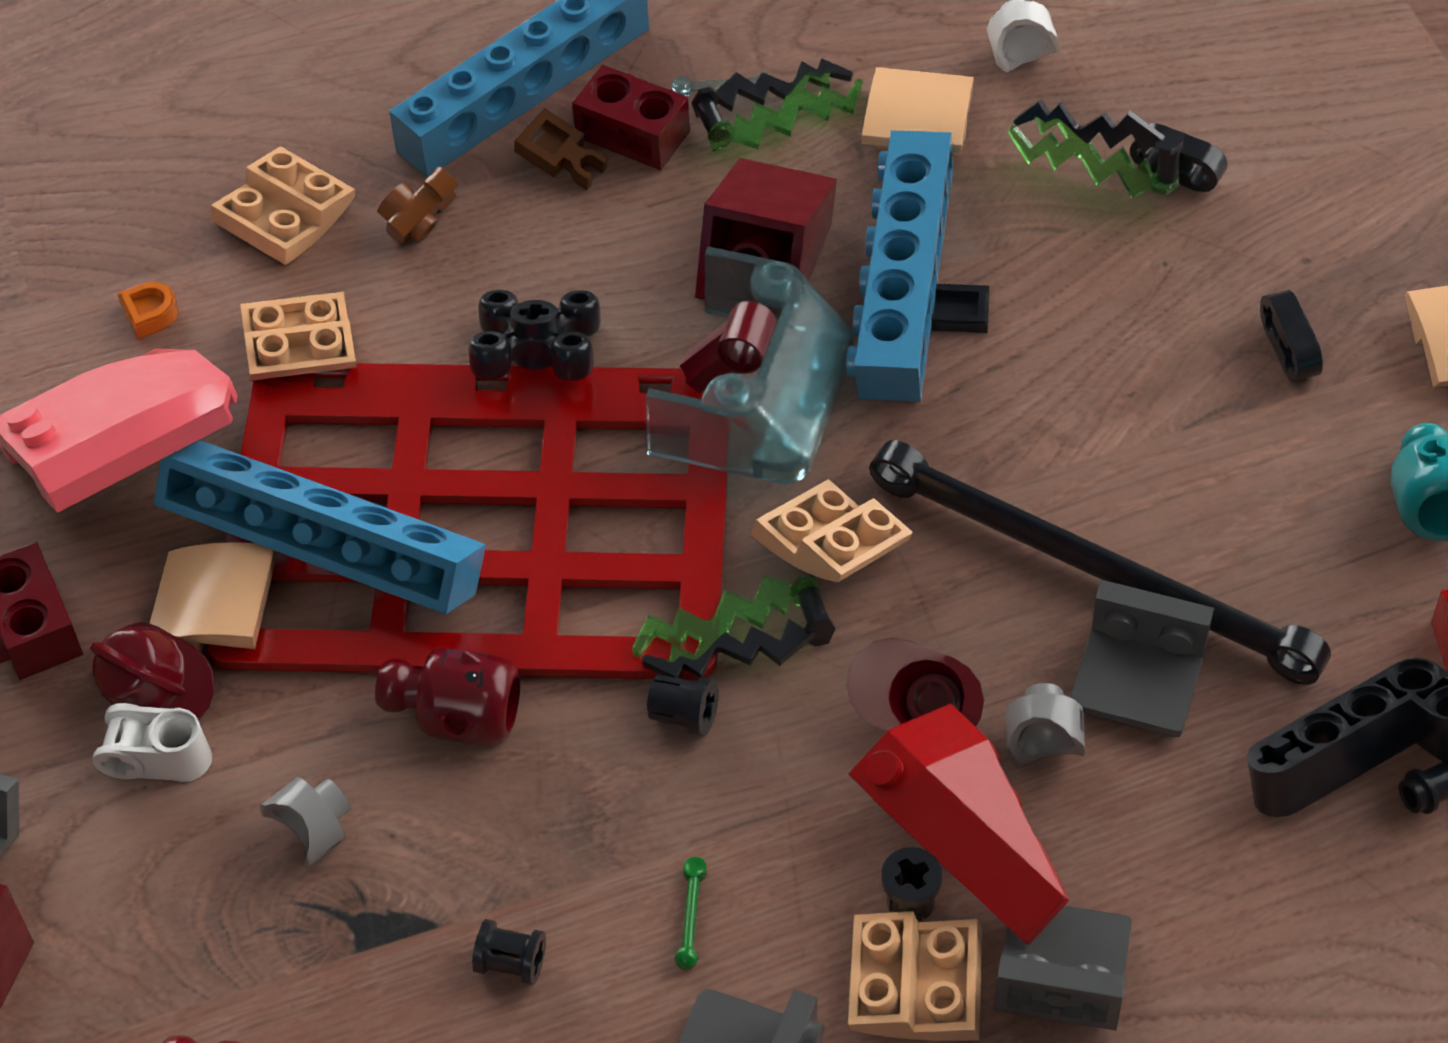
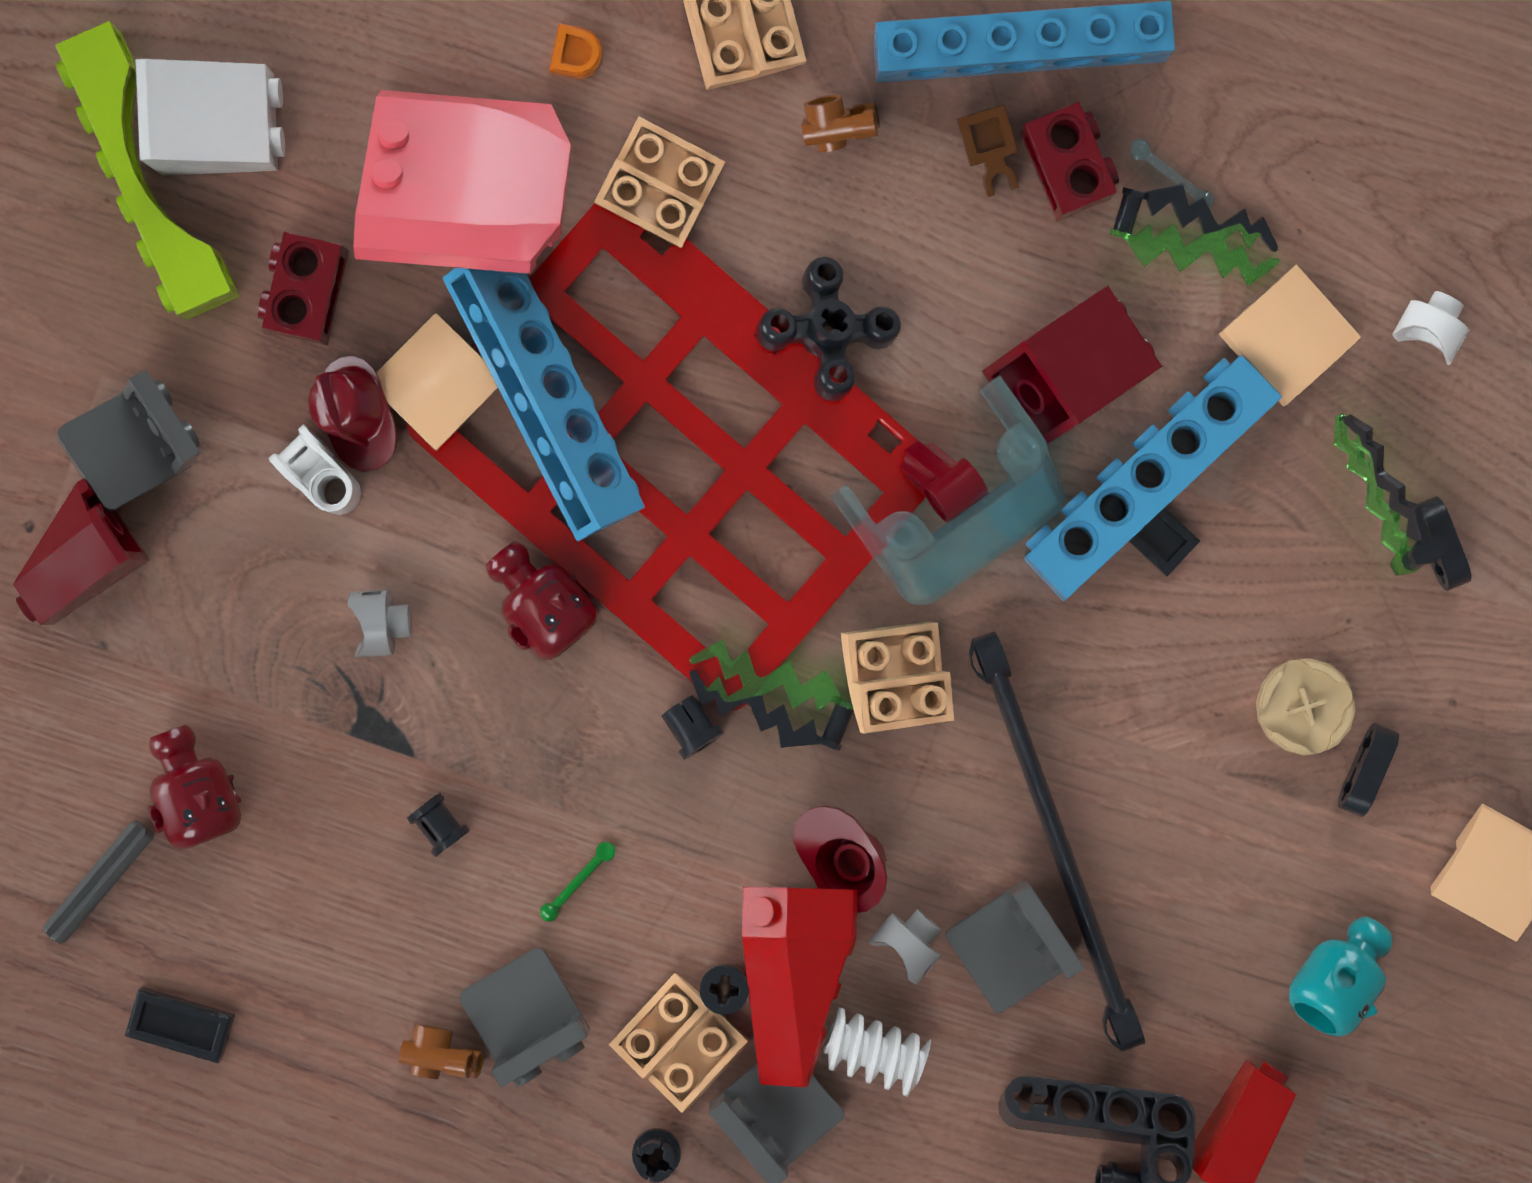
camera: 35 degrees right, 35 degrees up
(1103, 832) = (875, 1052): none -> white piece
(1194, 337) = (1305, 706): none -> tan tile

